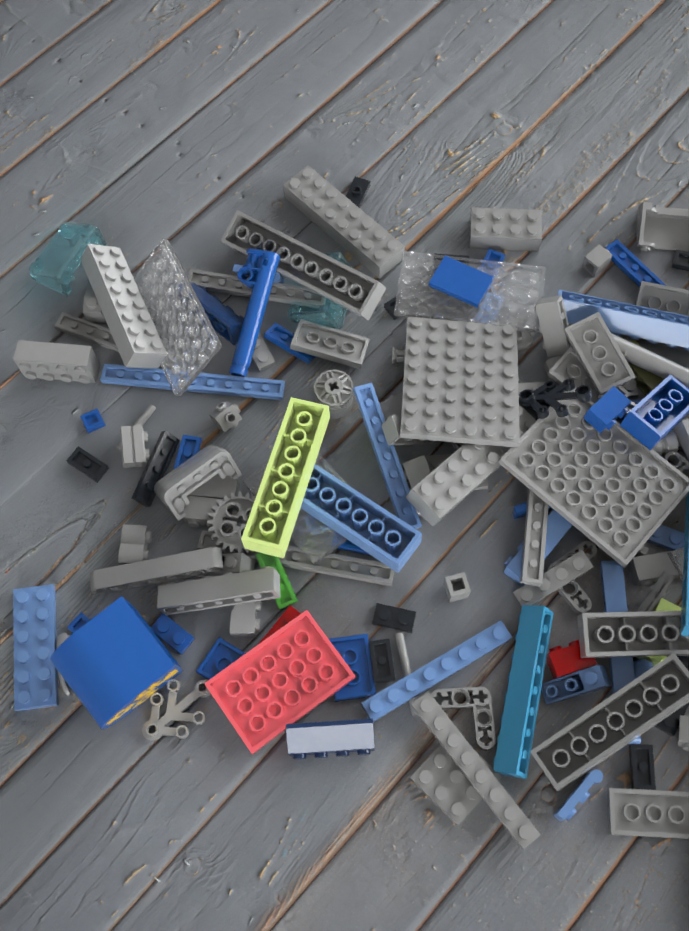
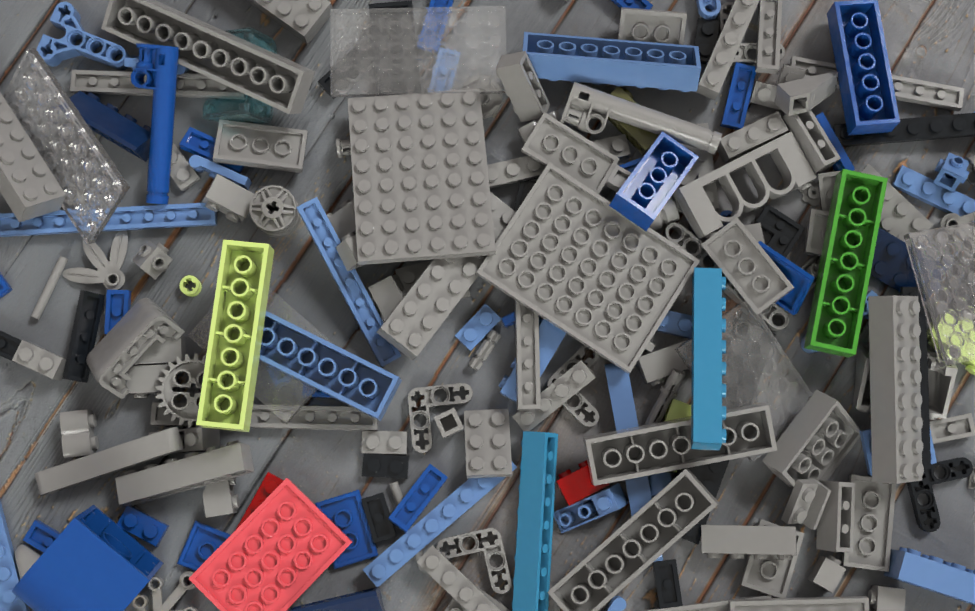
camera: 15 degrees left, 15 degrees up
(116, 481) = (40, 360): none -> light grey brick
(133, 446) = (51, 314): light grey brick -> none
(185, 419) = (99, 260): none -> light grey plant
(209, 255) = (68, 19): none -> medium blue beam
(248, 439) = (195, 291): none -> yellowish green bush
(287, 594) = (261, 459): bright green tile -> none
(293, 359) = (201, 164): none -> medium blue plate
(296, 378) = (228, 199): none -> light grey brick
(396, 596) = (384, 442): none -> light grey plate
(420, 648) = (418, 498): none -> blue plate
(441, 569) = (429, 401): none -> light grey beam
(461, 281) = (405, 42): blue tile -> none
(489, 611) = (487, 443): none -> light grey plate
(491, 514) = (478, 327): none -> medium blue plate
(495, 533) = (484, 350): none -> light grey axle
(531, 398) = (502, 185): black plant -> none
(599, 353) = (577, 119): light grey plate -> none
(607, 409) = (592, 190): blue brick -> none

